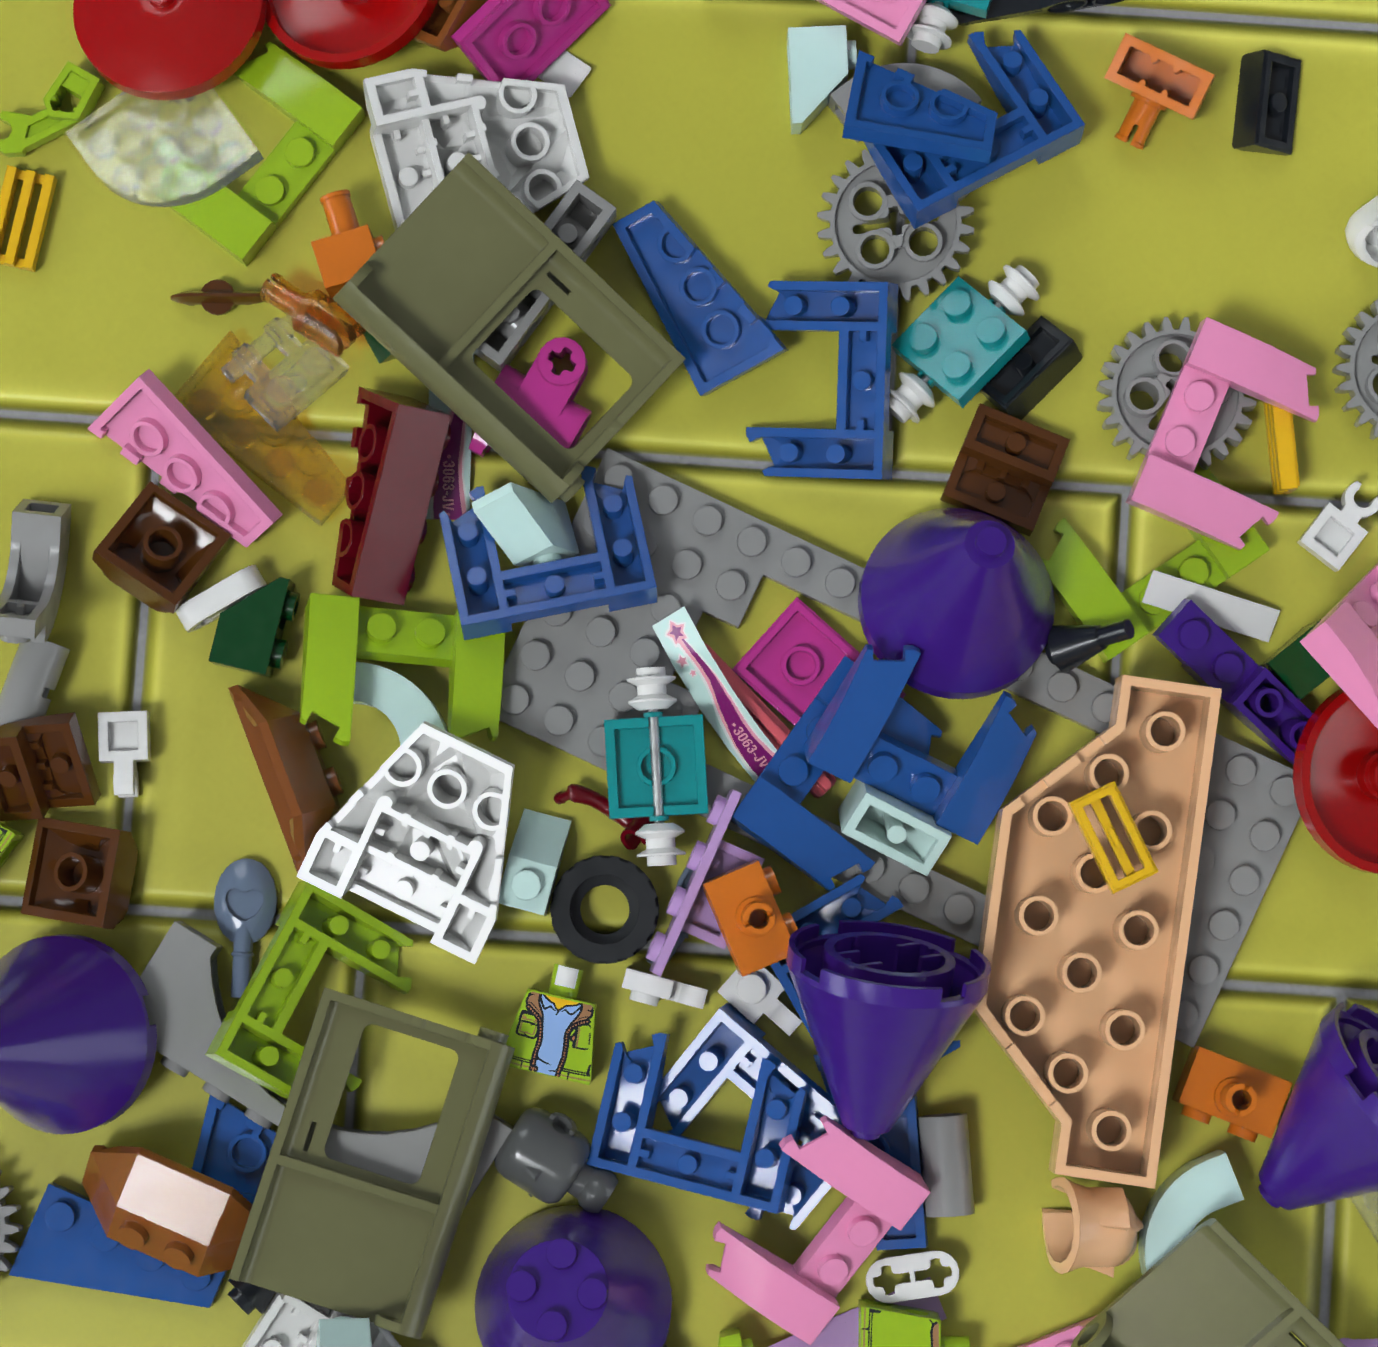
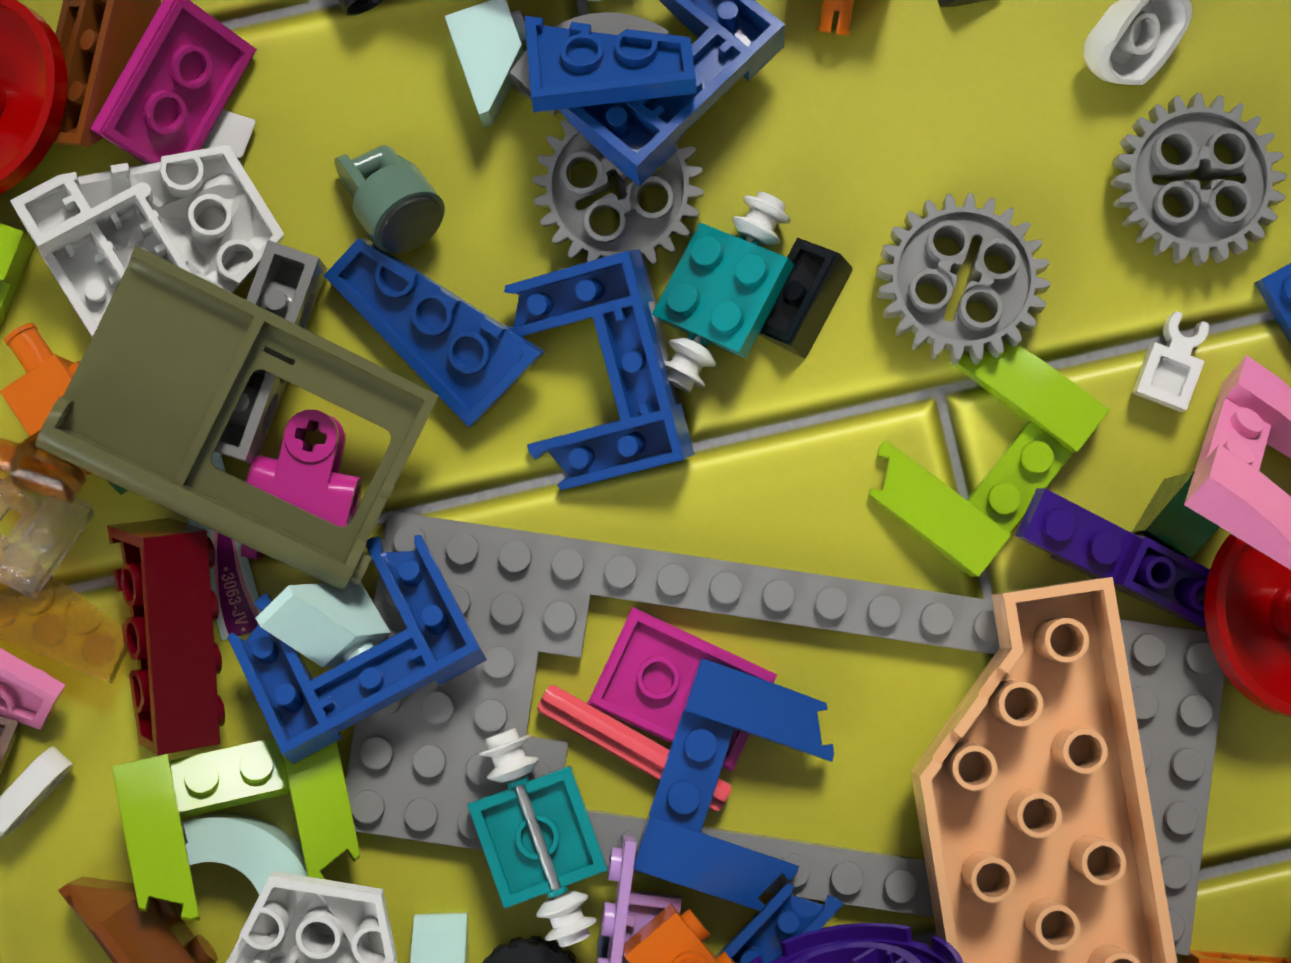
camera: 20 degrees left, 0 degrees up
(252, 630) = (71, 816): dark green slope -> none
(589, 797) = (483, 884): dark red piece -> none
(694, 179) = (391, 199): none -> sand green piece
(713, 692) = (575, 736): sticker -> none
(892, 827) = (804, 818): light aqua slope -> none
(959, 798) = (739, 753): blue wedge -> none
(962, 595) = (801, 565): dark purple cone -> none
(1005, 468) = (808, 408): reddish brown slope -> none
(1074, 644) = (939, 571): black cone -> none
(1093, 798) = (1013, 737): yellow tile -> none
(1166, 479) = (994, 234): bright pink wedge -> none
(1222, 608) = (1079, 486): white sticker -> none
(1281, 450) = (1086, 295): yellow tile -> none

